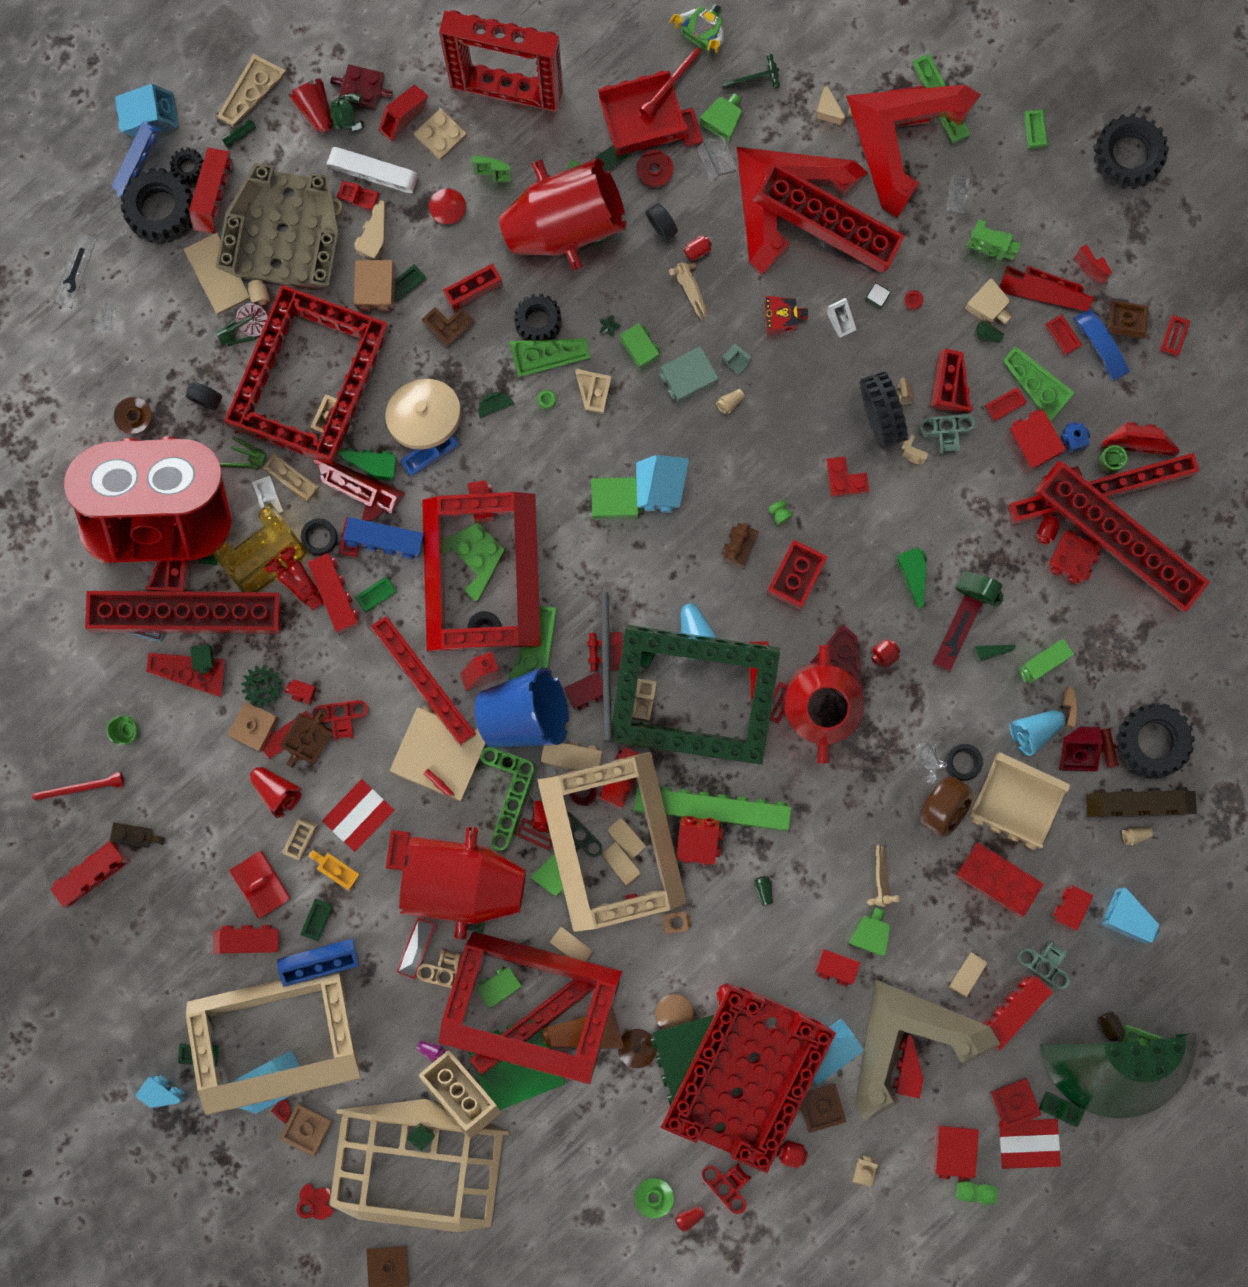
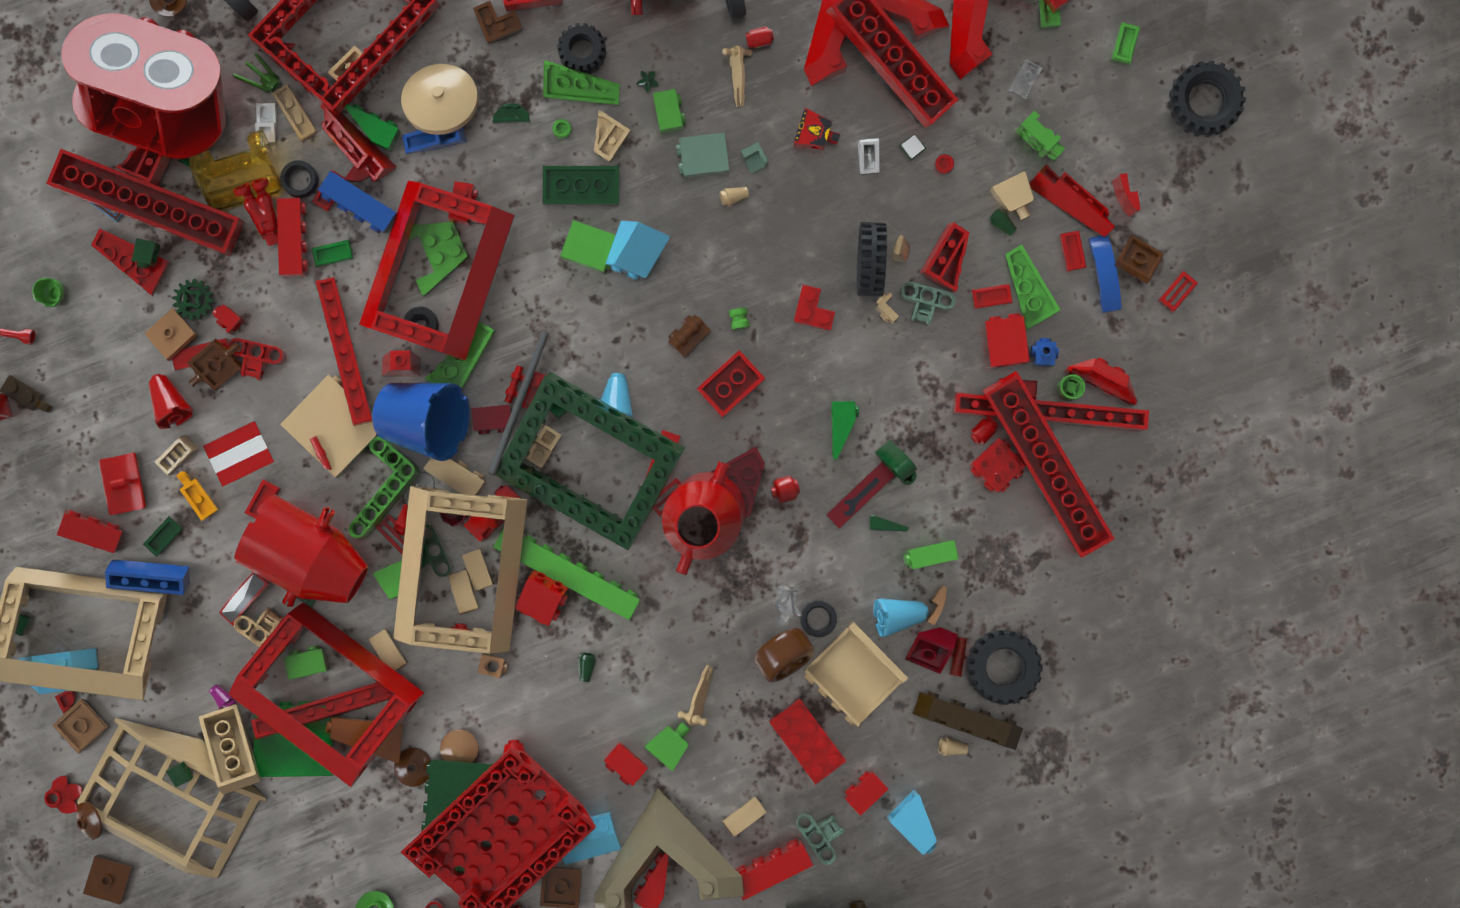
camera: 15 degrees right, 5 degrees up
(349, 1216) = (89, 820): none -> reddish brown dish
(584, 444) = (580, 185): none -> dark green plate

